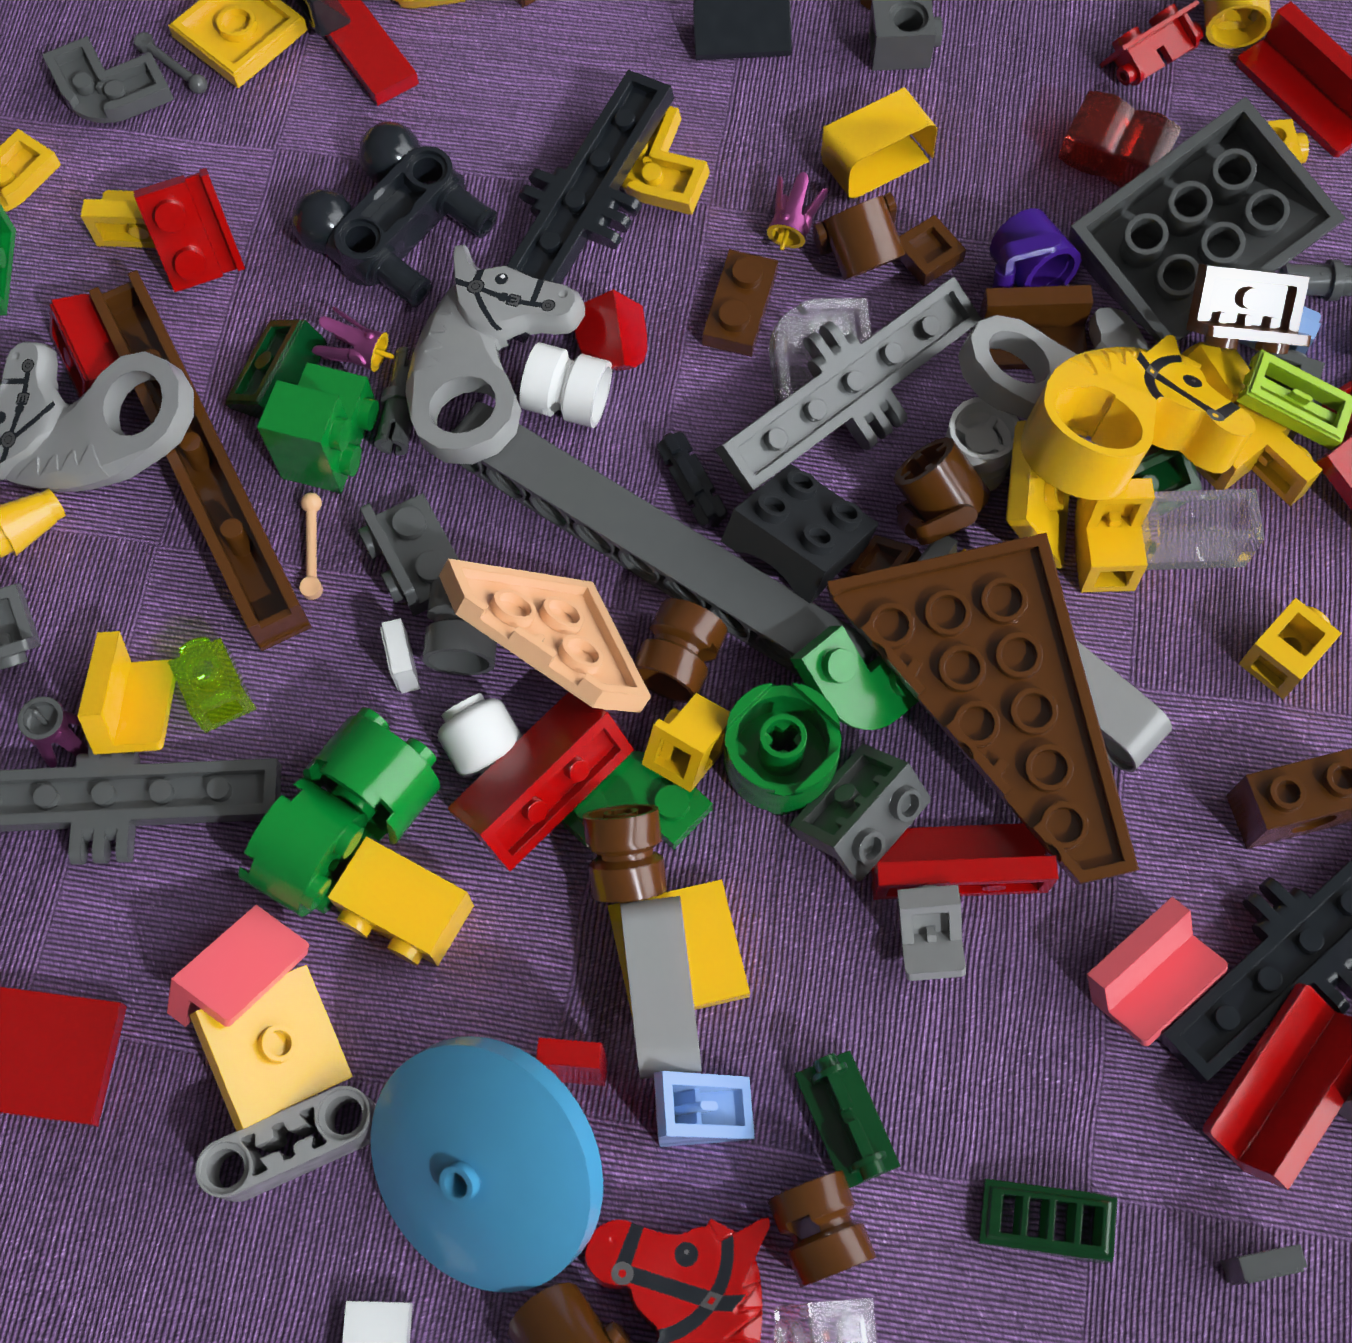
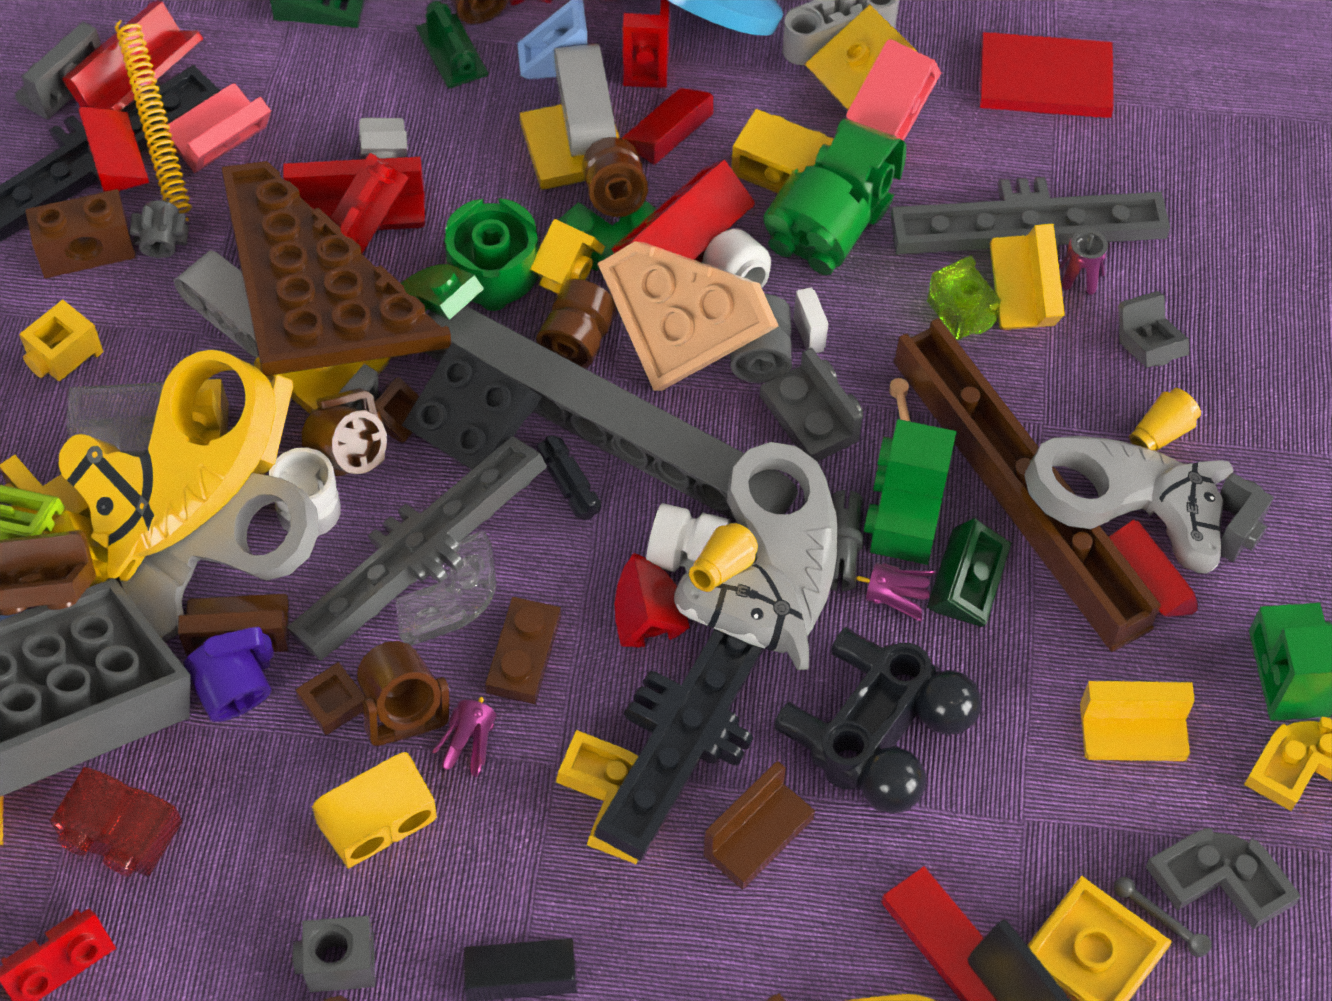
camera: 175 degrees right, 10 degrees down
(189, 229) = (1079, 668): red plate -> none
(524, 132) = (756, 827): none -> reddish brown panel
(531, 311) = (724, 556): none -> yellow cone
(549, 978) = (670, 123): none -> red slope
(863, 810) = (420, 228): dark grey bracket -> none
(949, 820) = (368, 200): none -> red hinge
(1197, 858) = (150, 119): none -> yellow piece
(1203, 802) = (159, 229): none -> dark grey gear
(1290, 915) = (113, 148): none -> red slope

